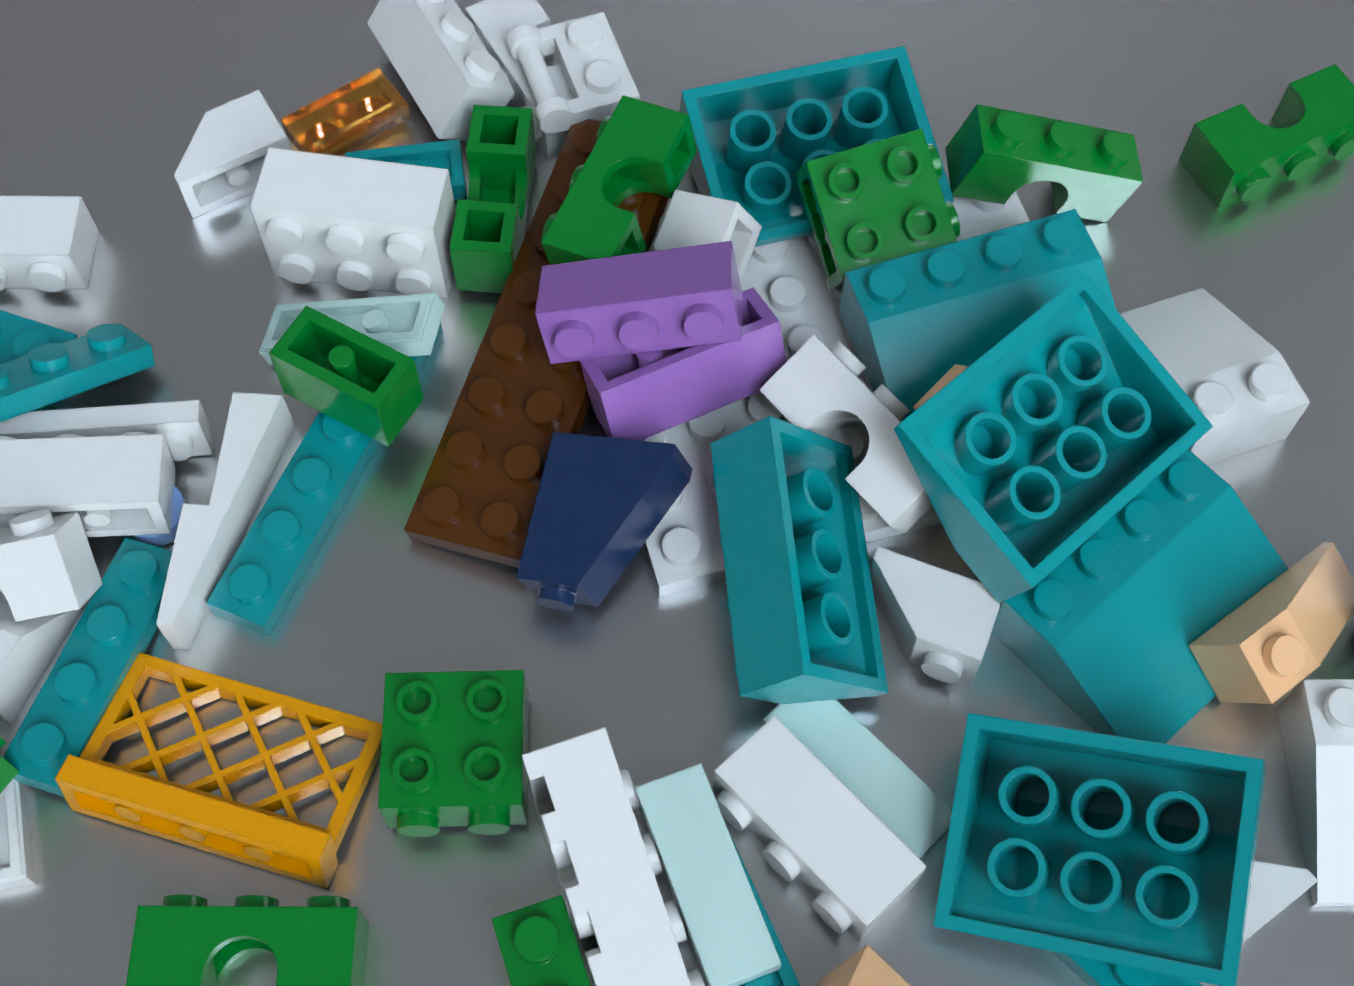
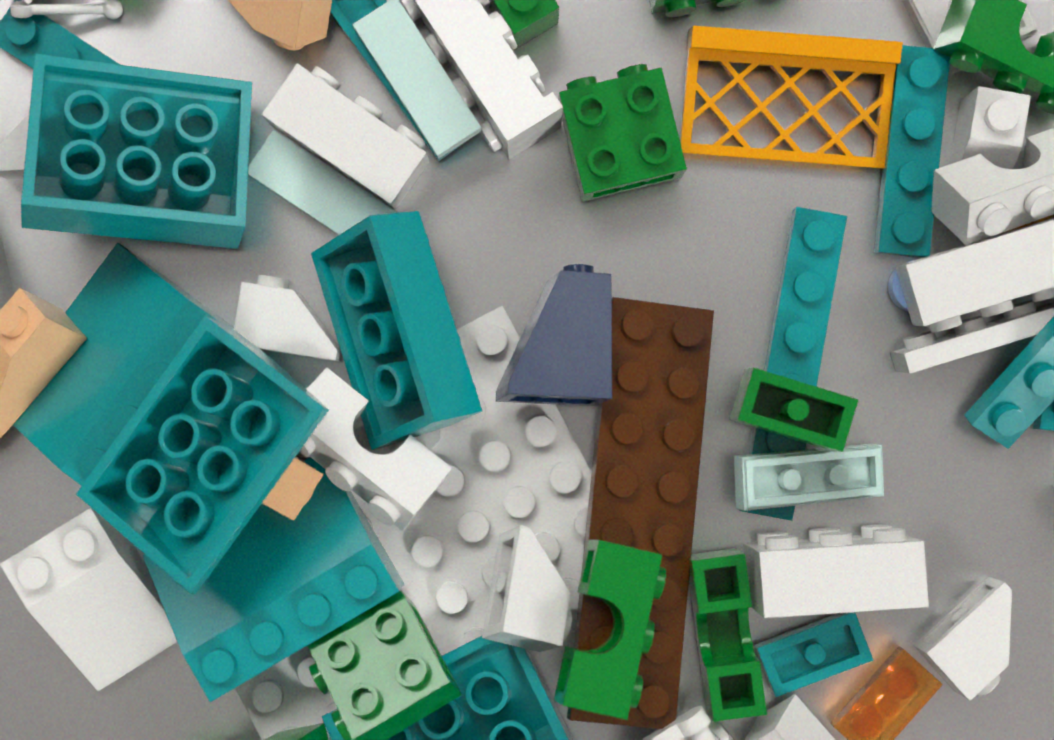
camera: 170 degrees right, 25 degrees up
(211, 533) = (864, 264): white slope -> none
(640, 302) = (562, 508): medium lavender brick -> none
(664, 388) = (518, 478): medium lavender brick -> none

